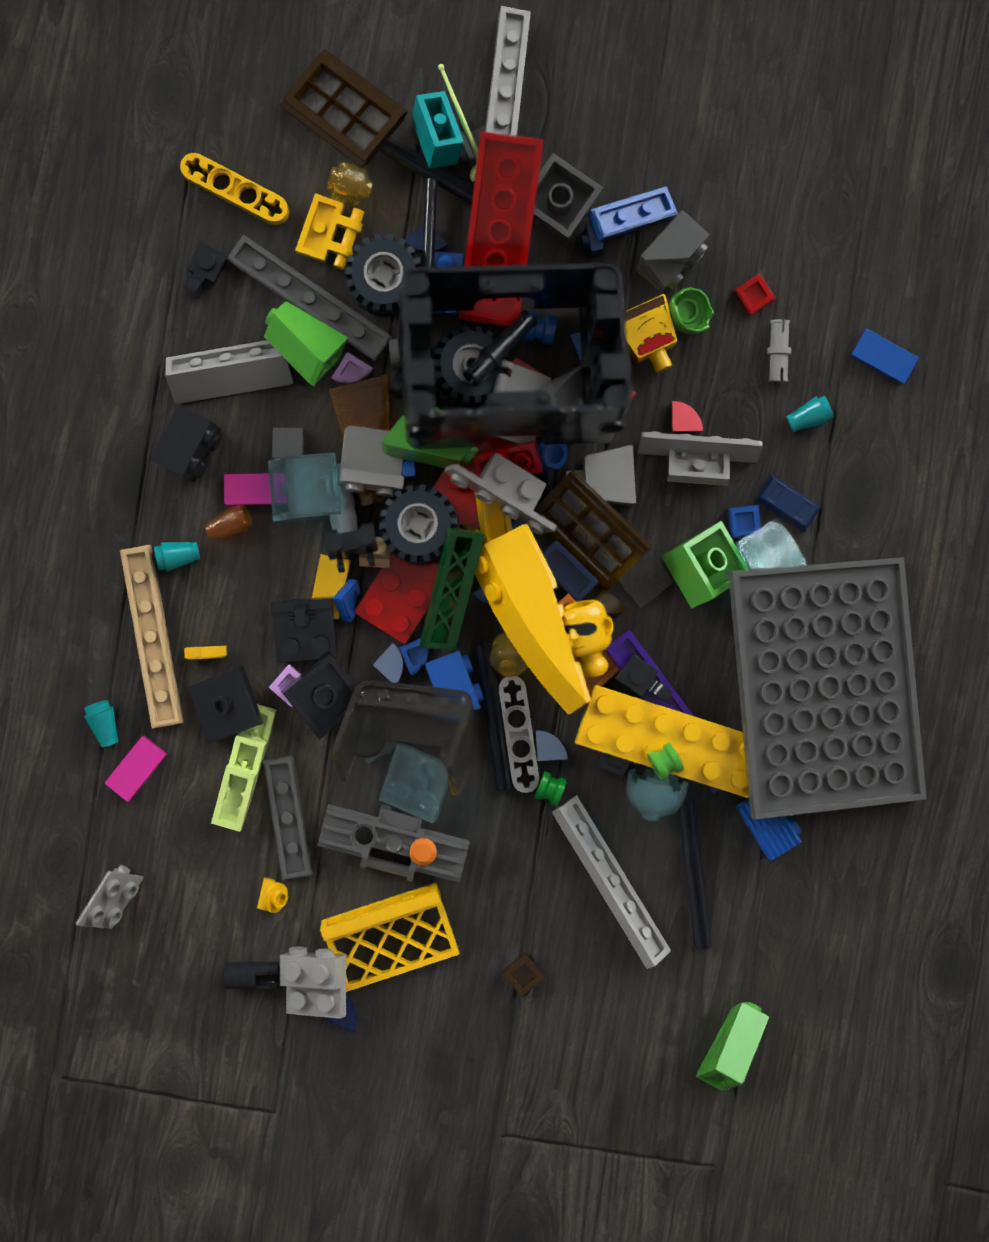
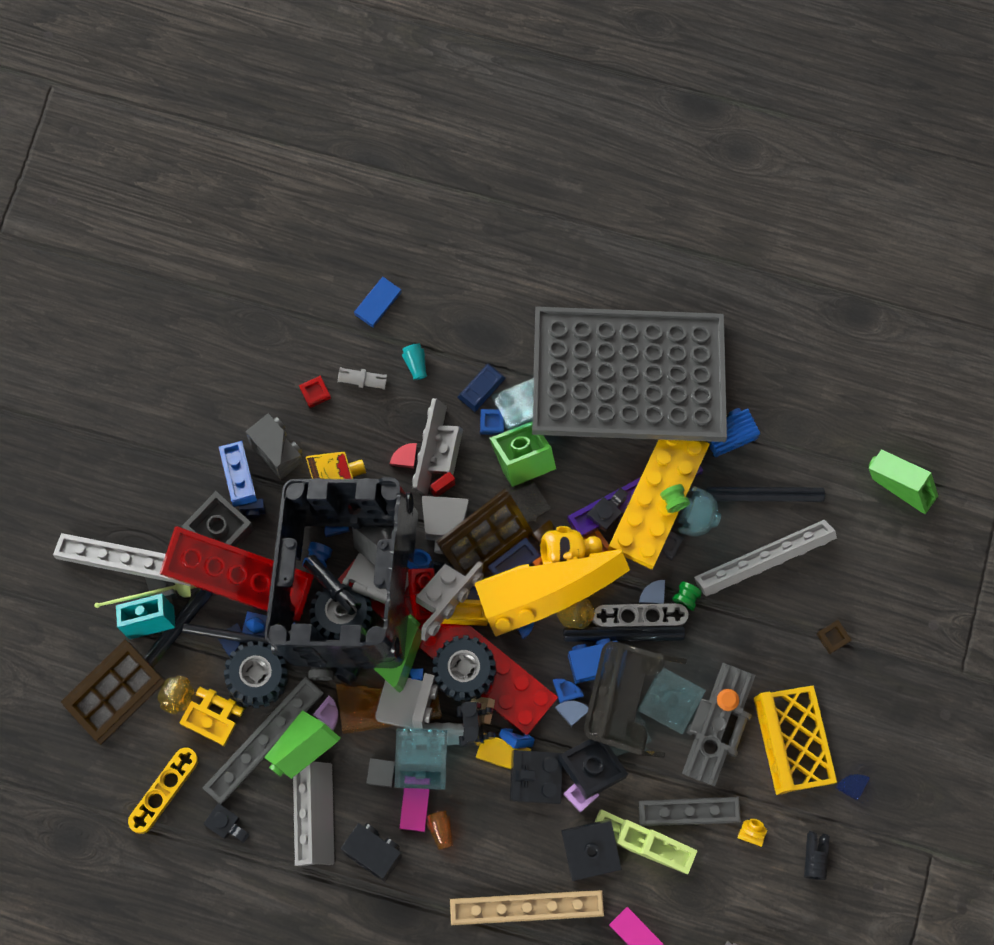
camera: 85 degrees left, 15 degrees down
(175, 554) = (461, 877): teal cone -> none
(205, 652) = (545, 863): yellow tile -> none
(314, 982) = (826, 803): light grey plate -> none
(456, 590) = (518, 647): dark green fence -> none
(652, 469) = (442, 484): none -> red tile
(690, 310) = (321, 439): bright green hair -> none

